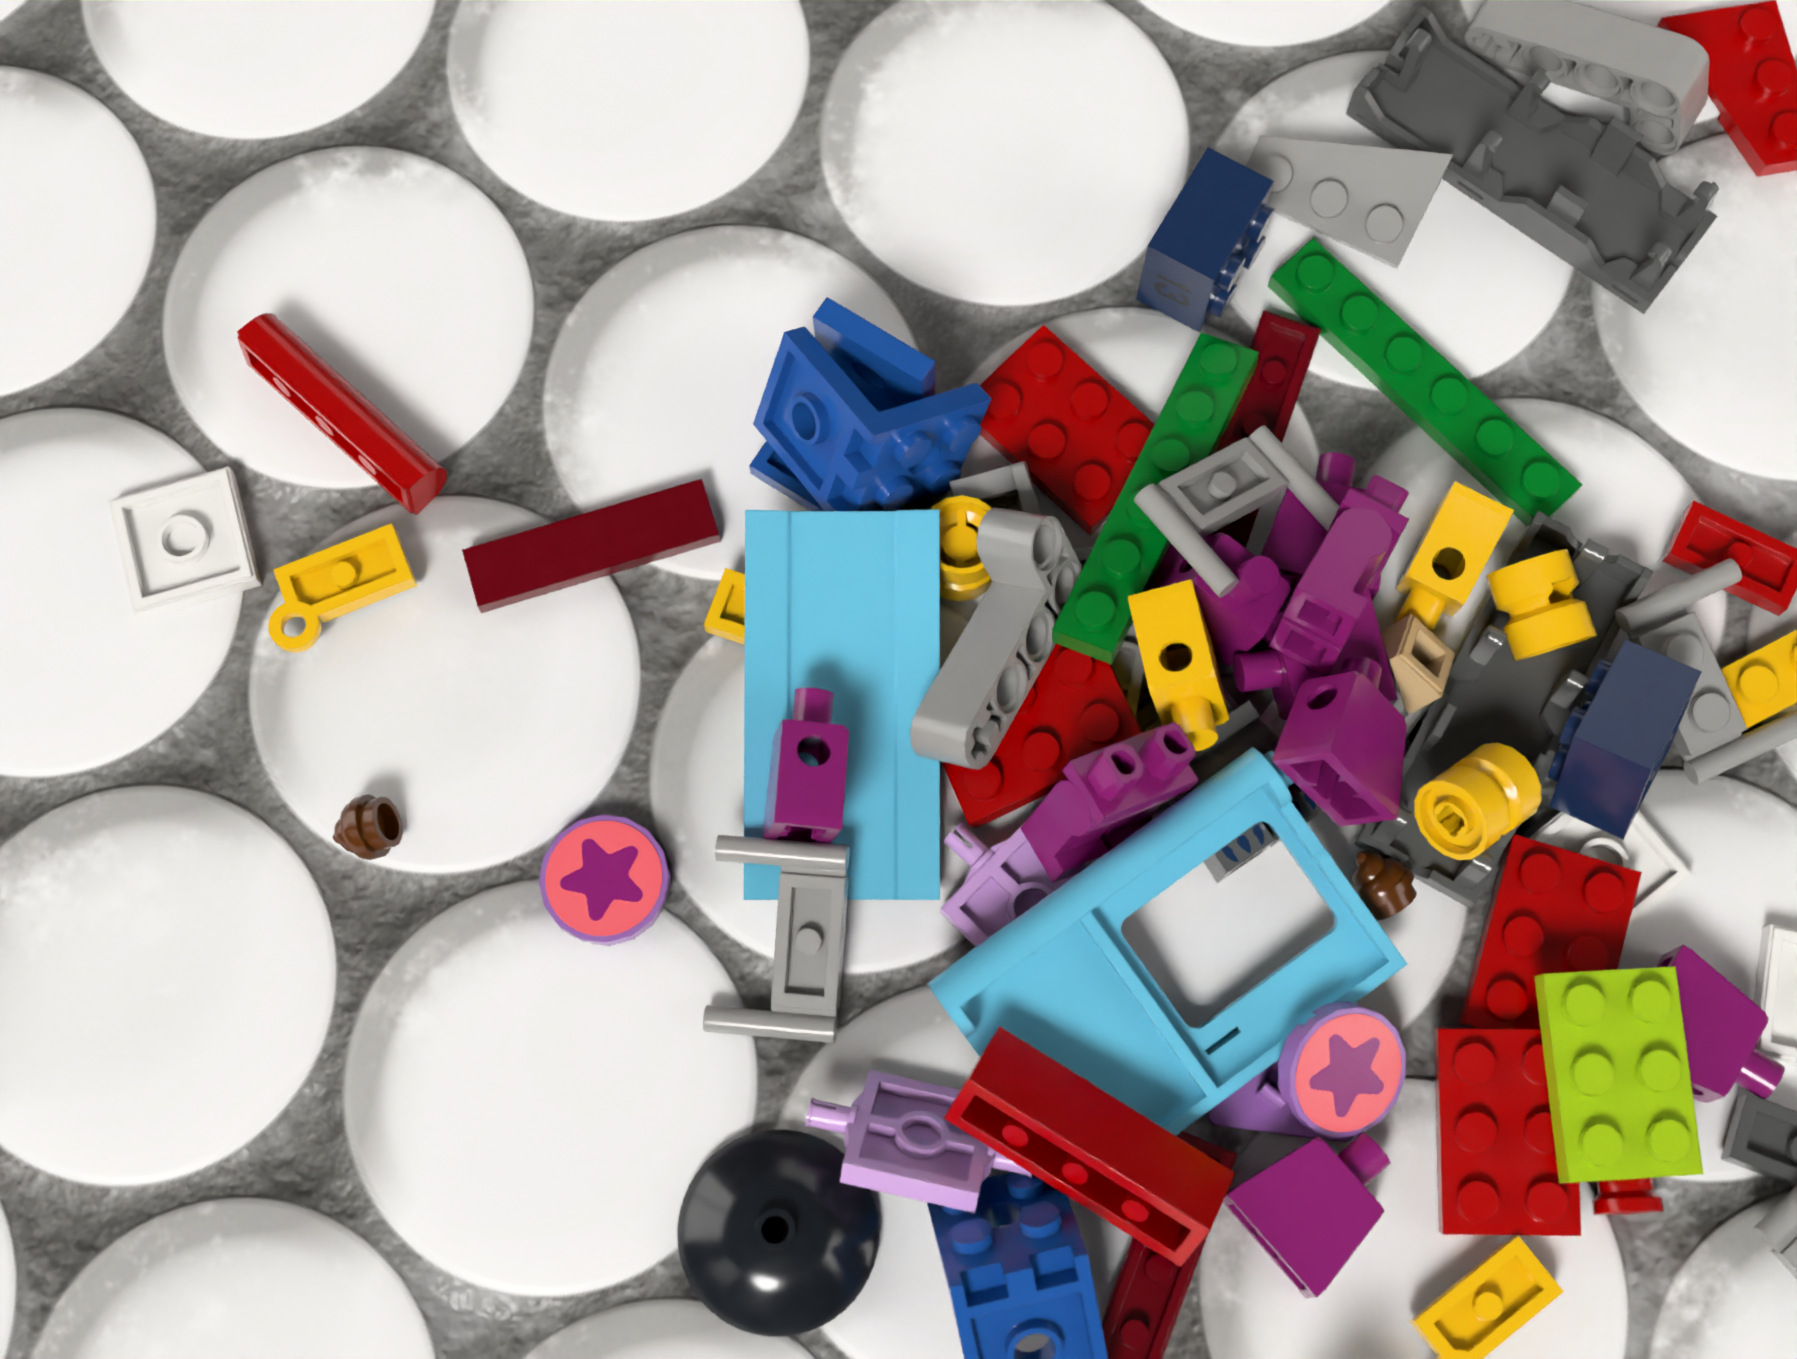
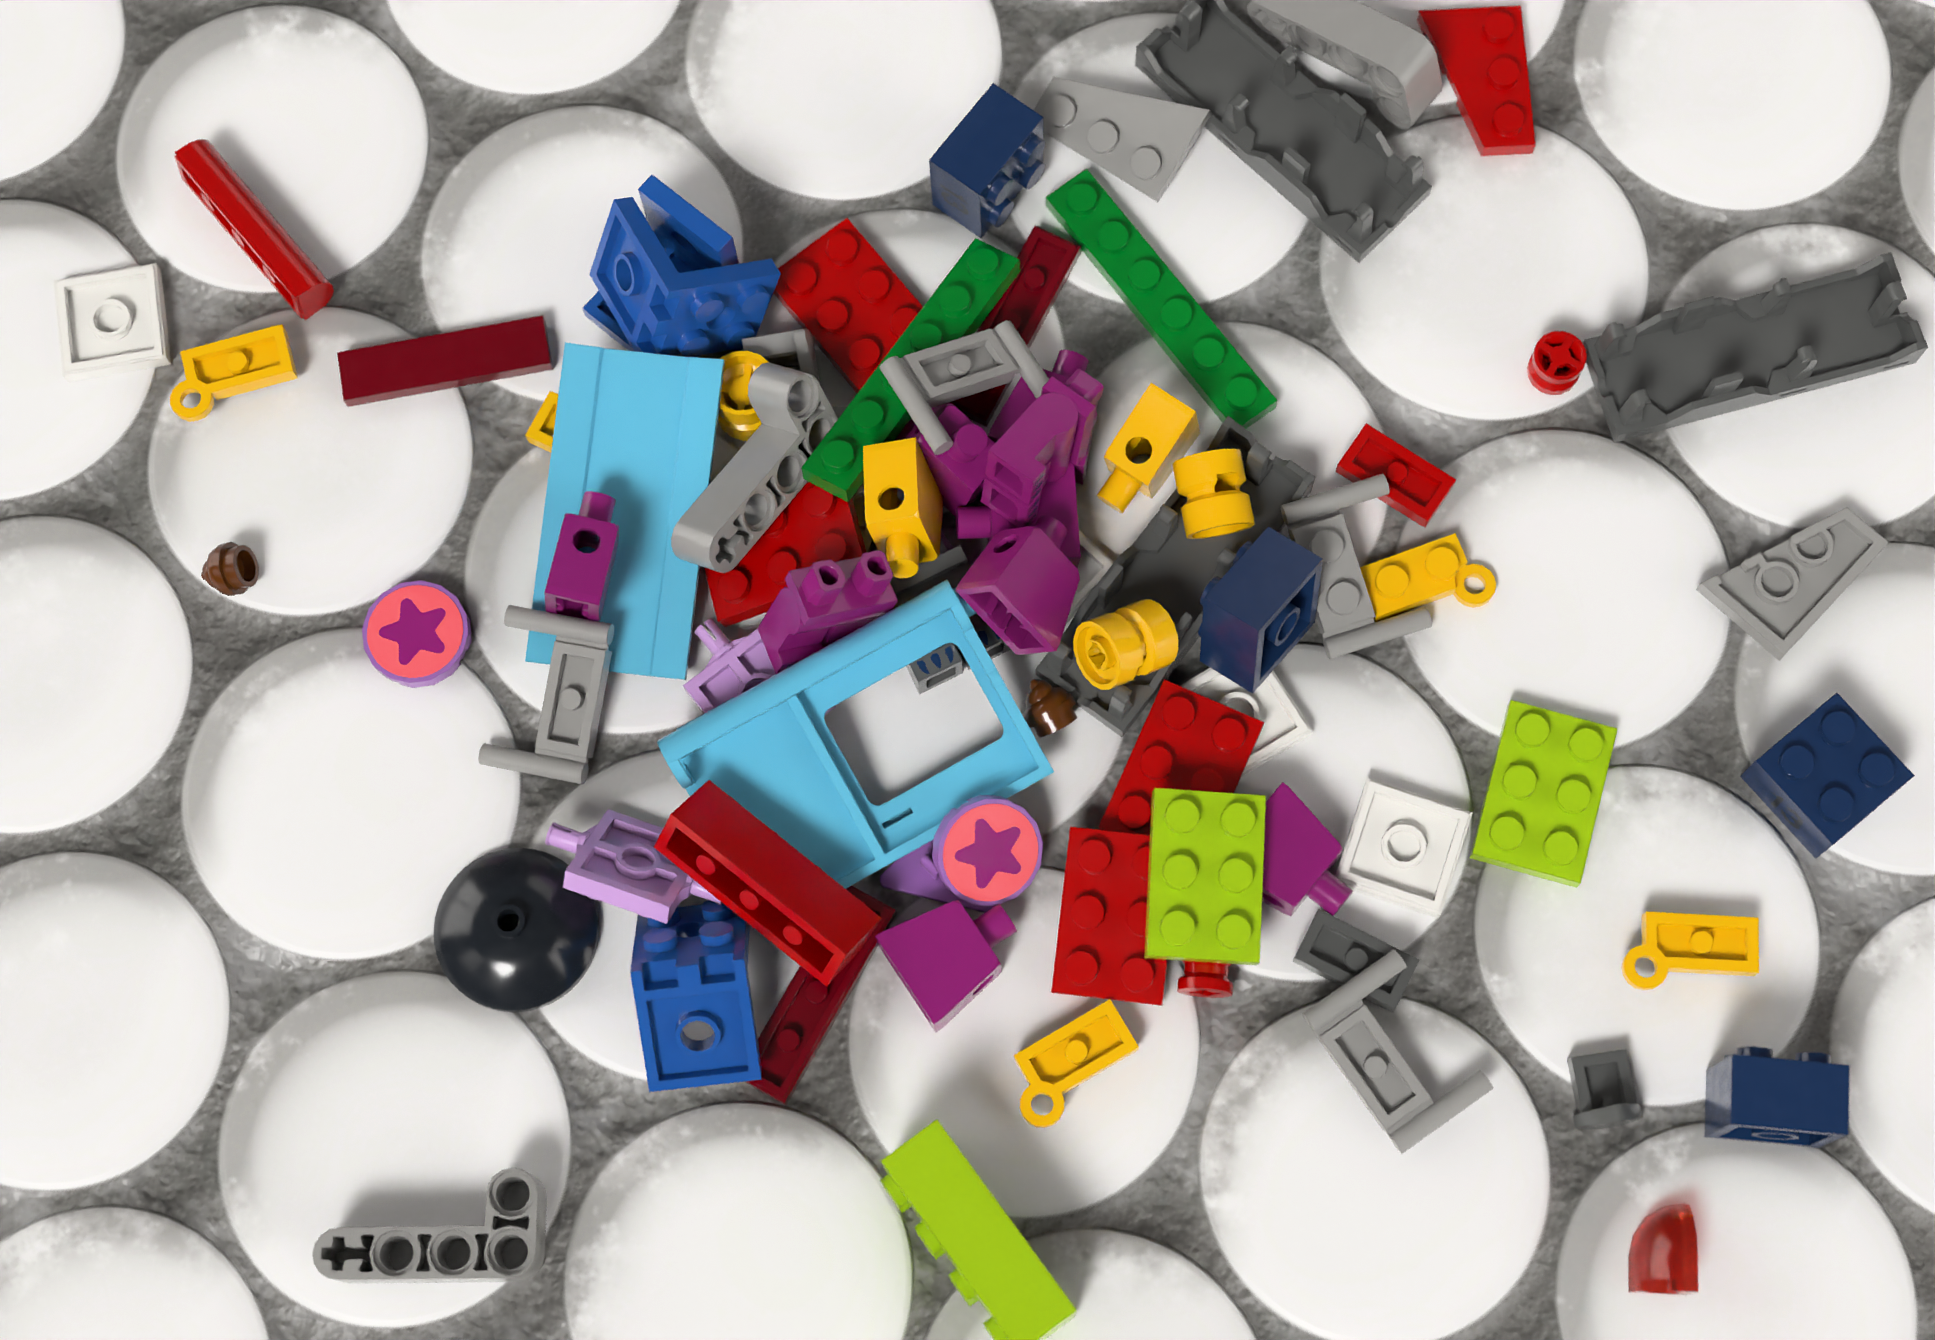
camera: 10 degrees right, 0 degrees up
(1418, 662) = (1105, 529): tan slope -> none

